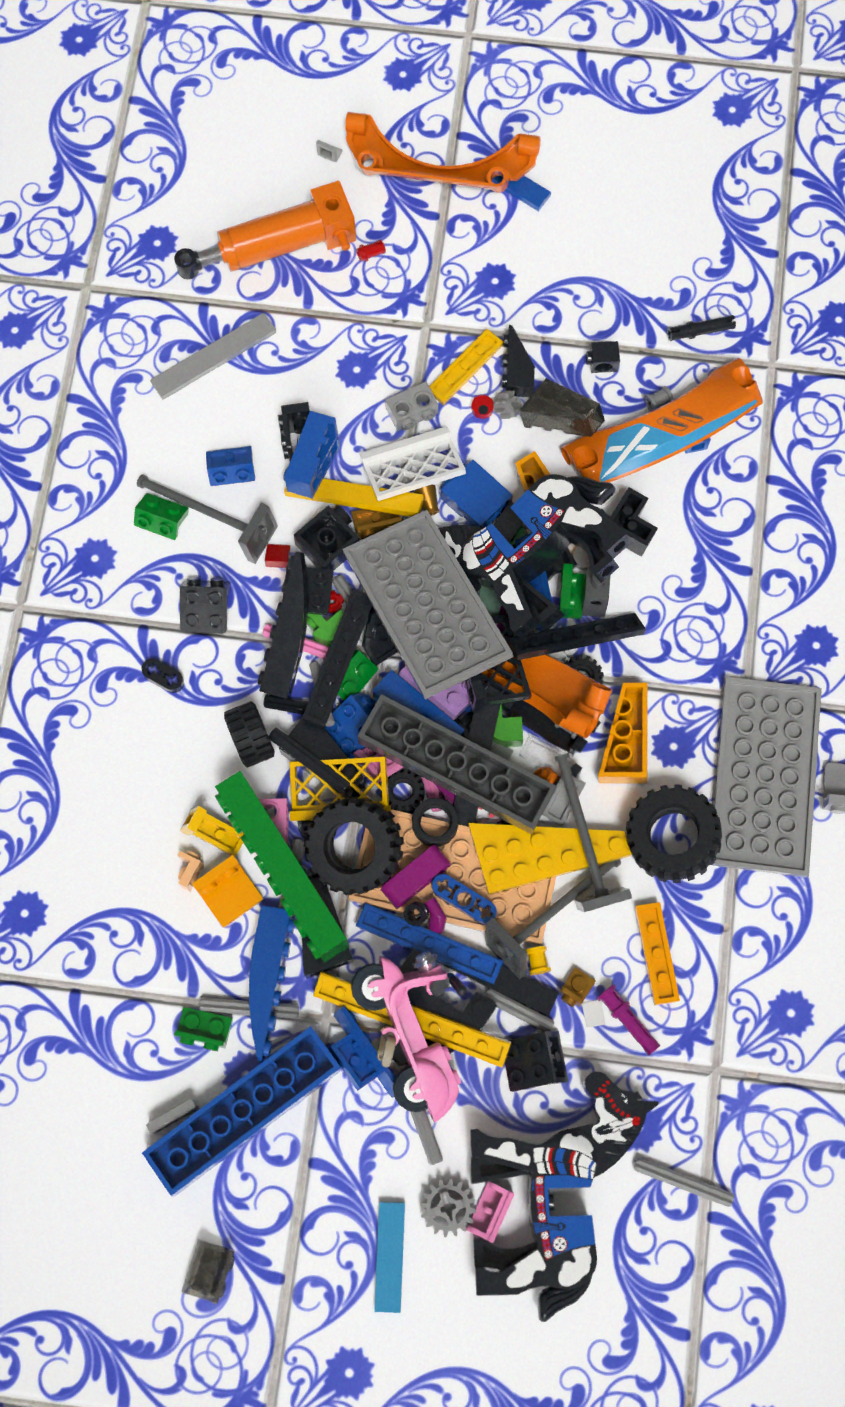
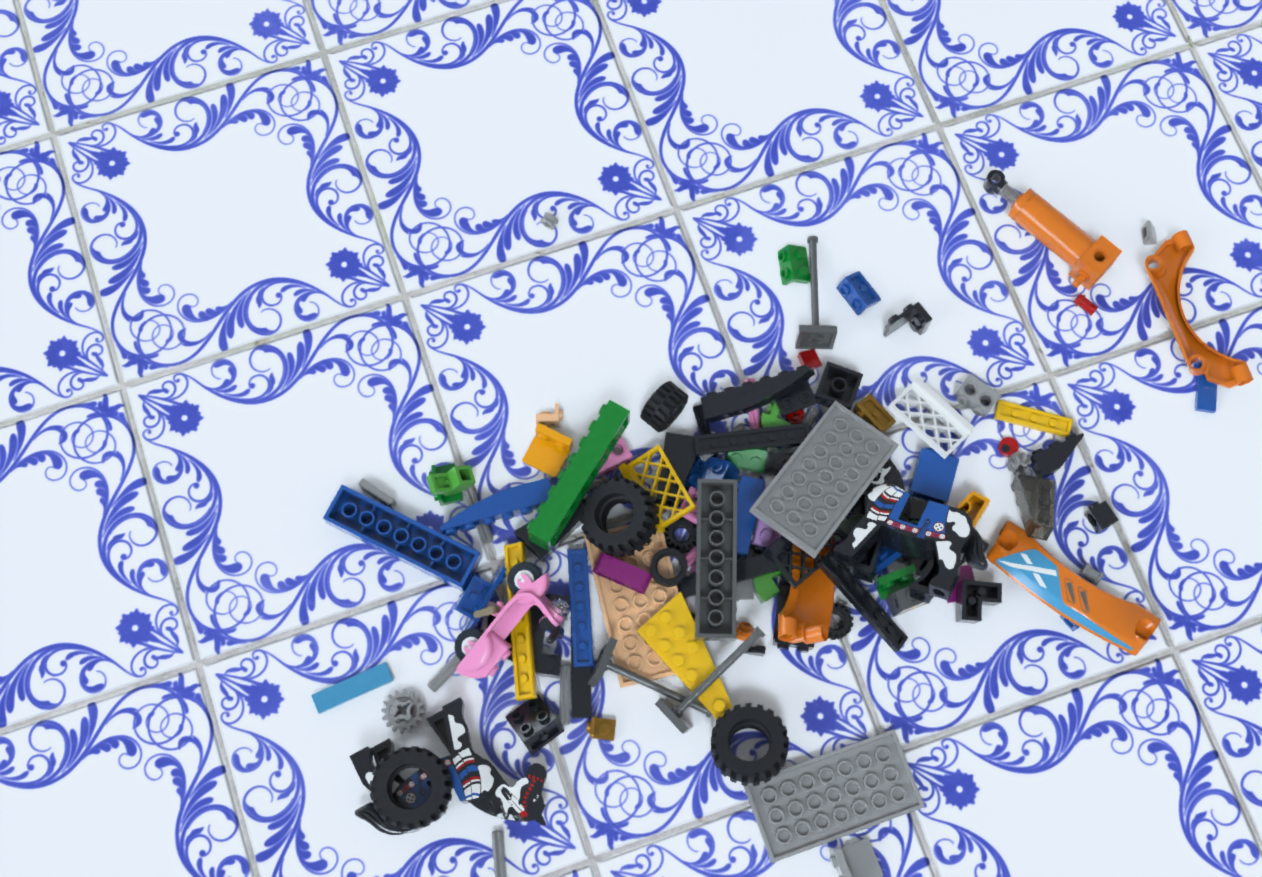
camera: 60 degrees right, 0 degrees up
(159, 680) = (682, 328): black beam -> none
(204, 605) = (744, 328): black bracket -> none
(207, 1018) = (453, 482): none -> bright green brick
(208, 1271) = (287, 570): clear smoke bracket -> none
(212, 831) = (583, 416): yellow bracket -> none
(213, 356) = (936, 238): light grey tile -> none
(309, 760) = (666, 456): black axle -> none
(312, 455) = (896, 344): blue wedge -> none
(343, 514) = (862, 388): black tile -> none
(364, 498) = (883, 387): yellow tile -> none
(410, 918) = (591, 585): black bush -> none
(430, 499) = (911, 443): pearl gold cone -> none
(437, 916) = (601, 603): magenta arm -> none
(463, 889) = (630, 601): blue beam -> none
(490, 1212) = (421, 739): bright pink hinge -> none
(538, 960) = (607, 690): yellow bush -> none
(542, 753) = (763, 619): clear tile -> none
(559, 804) = (725, 649): light grey tile -> none
(590, 1241) = (383, 779): none -> black tyre
(593, 1013) = (590, 750): white sticker -> none
(621, 1010) = (601, 768): magenta pin -> none
(627, 746) = (803, 678): light orange wedge -> none
(657, 954) = (655, 775): light orange plate -> none
(691, 330) = (1170, 579): black pin -> none

